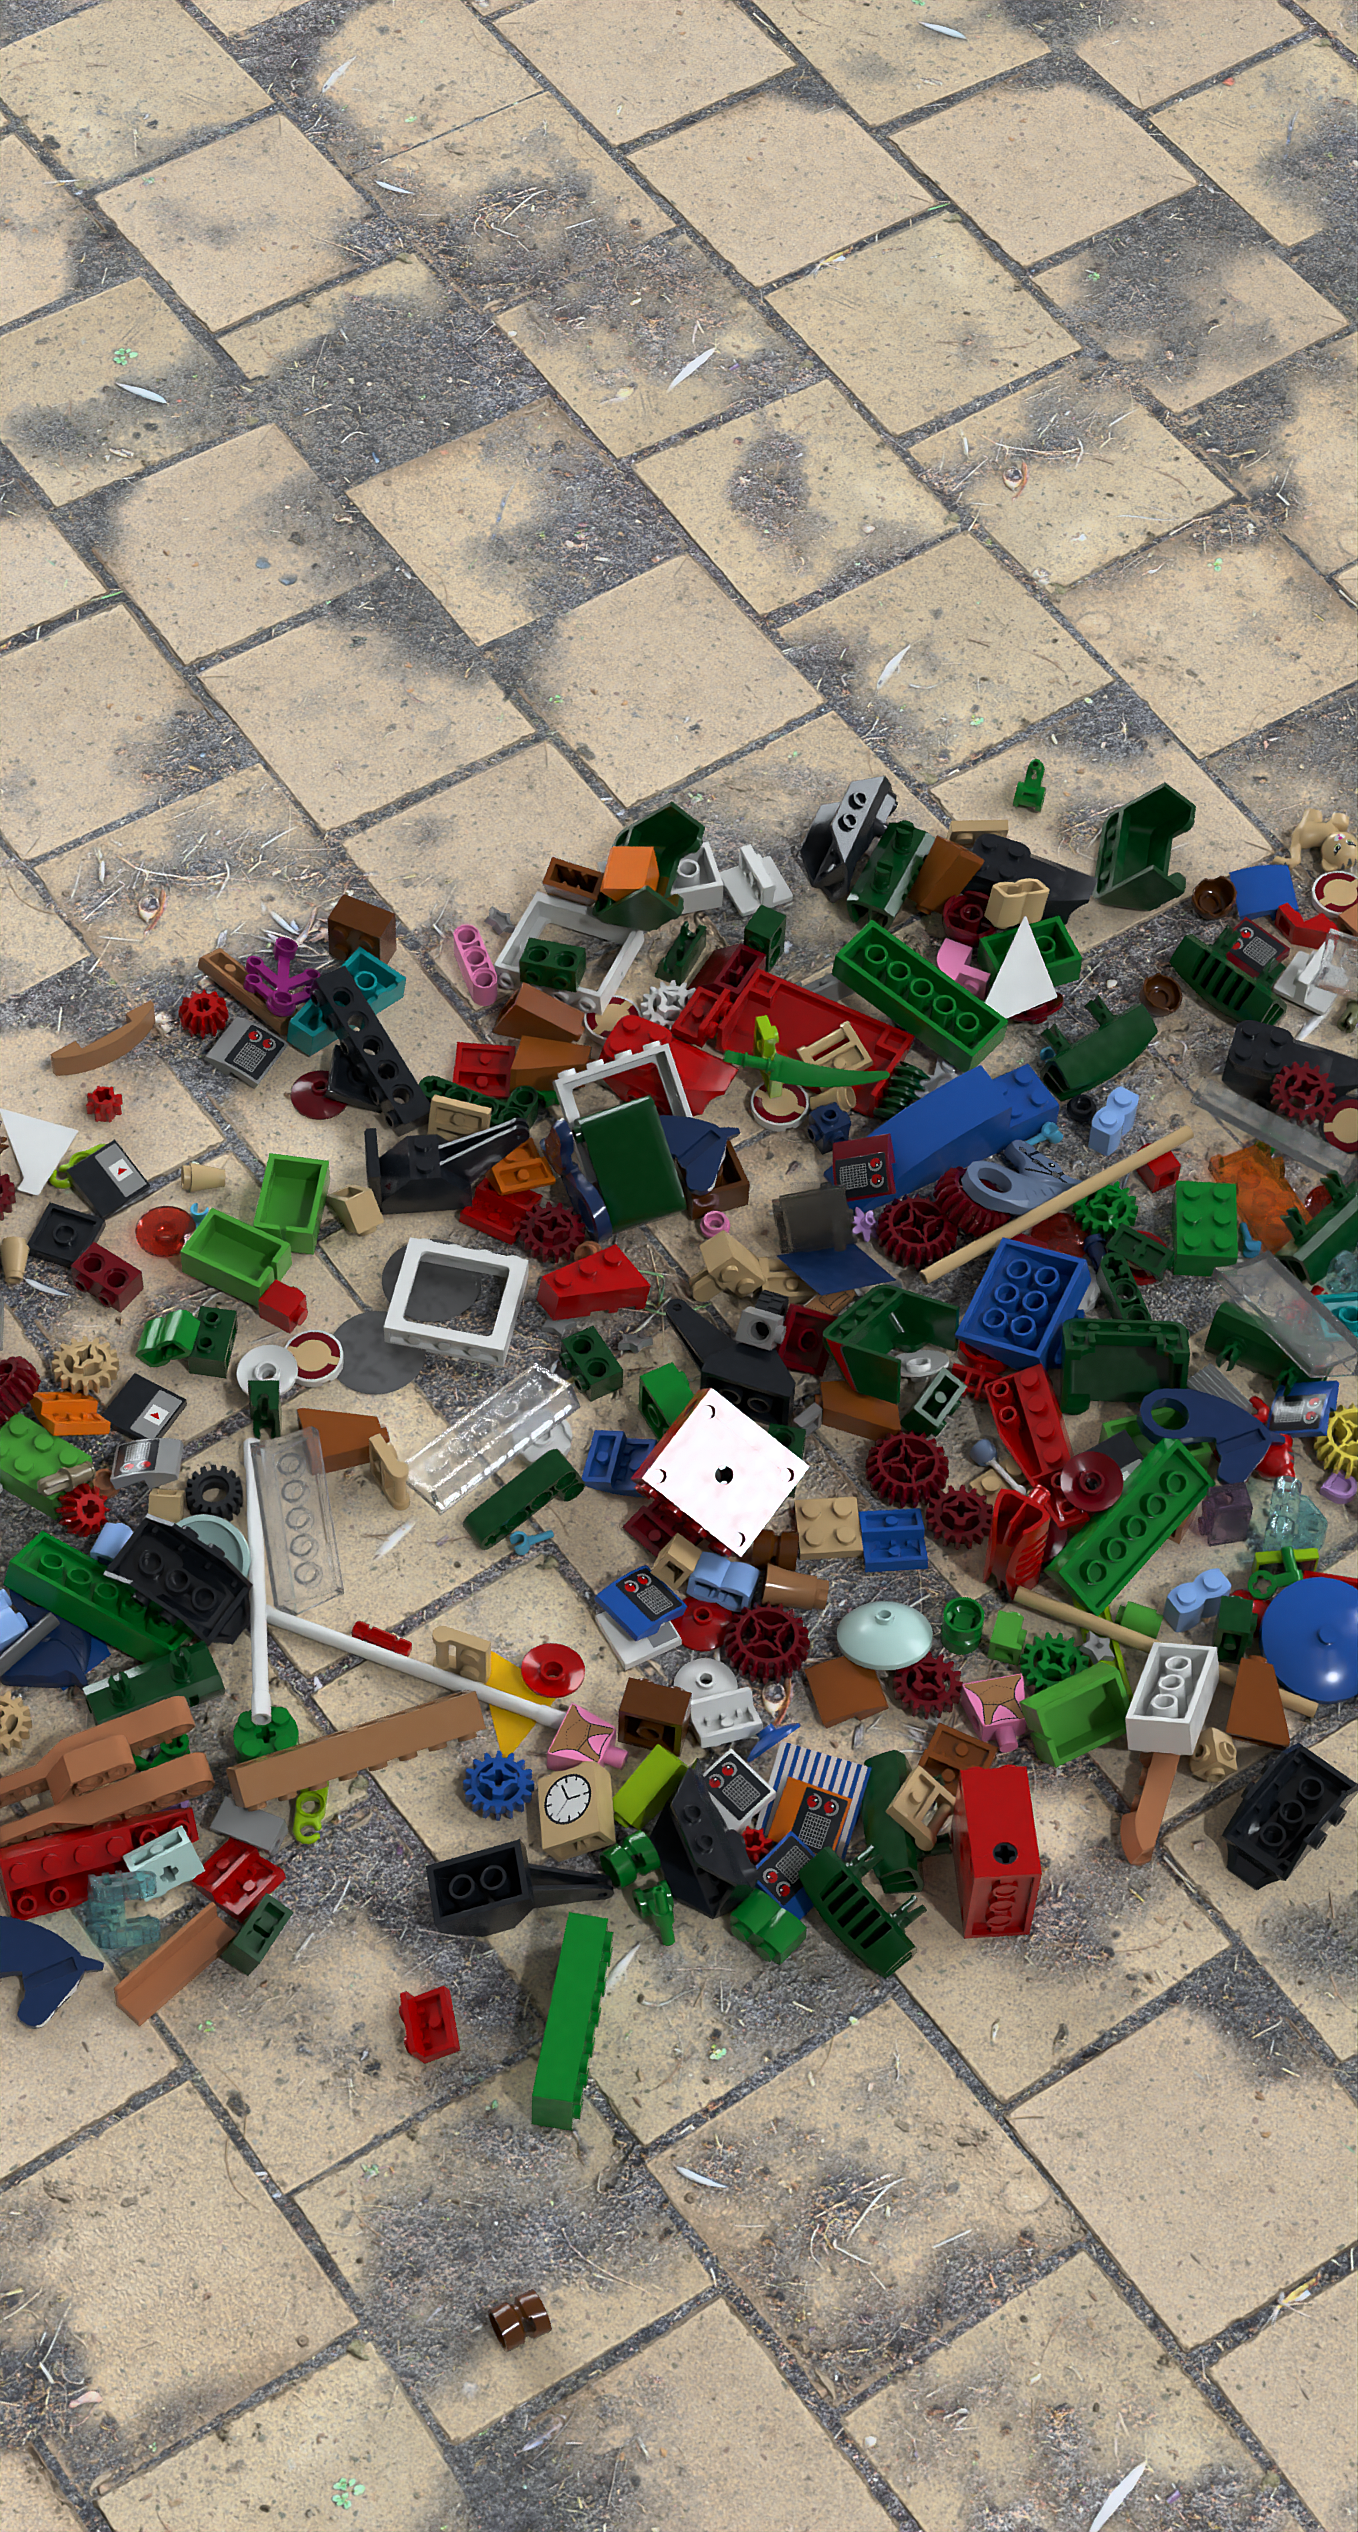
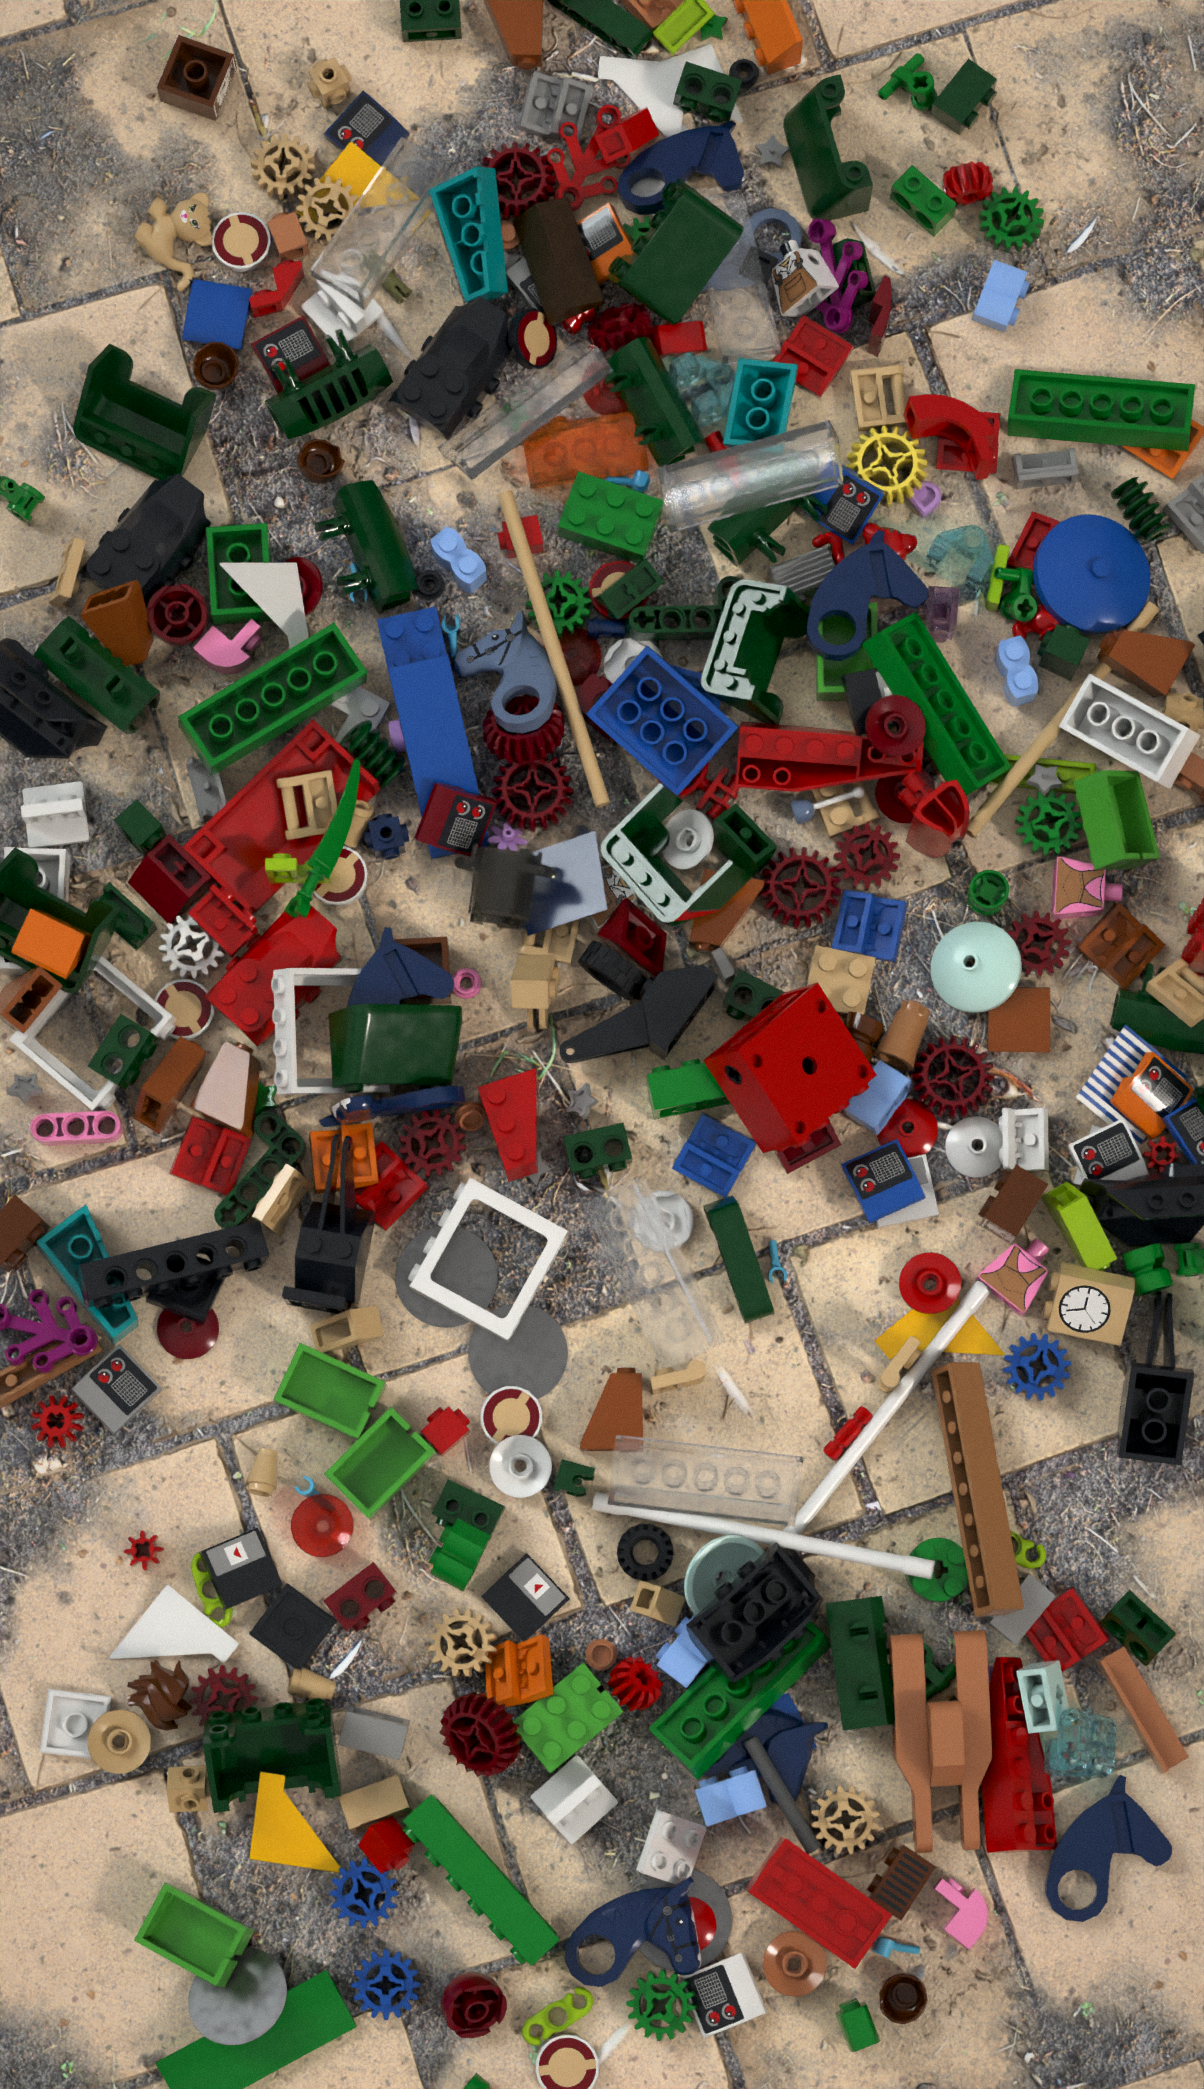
camera: 70 degrees left, 25 degrees up
(66, 1479) = (612, 1693): dark tan axle -> none
(76, 1060) = (76, 1567): medium nougat slope -> none
(148, 1460) = (597, 1608): slope -> none
(676, 1561) = (853, 1135): tan brick -> none
(748, 1332) = (638, 979): light grey brick -> none
(769, 1737) = (1067, 1103): blue dish -> none
(1007, 1638) = (1006, 855): bright green brick -> none
(1013, 901) = (190, 564): tan brick -> none
(1139, 1619) = (1021, 730): bright green brick -> none
(1296, 1103) = (494, 378): dark red gear -> none

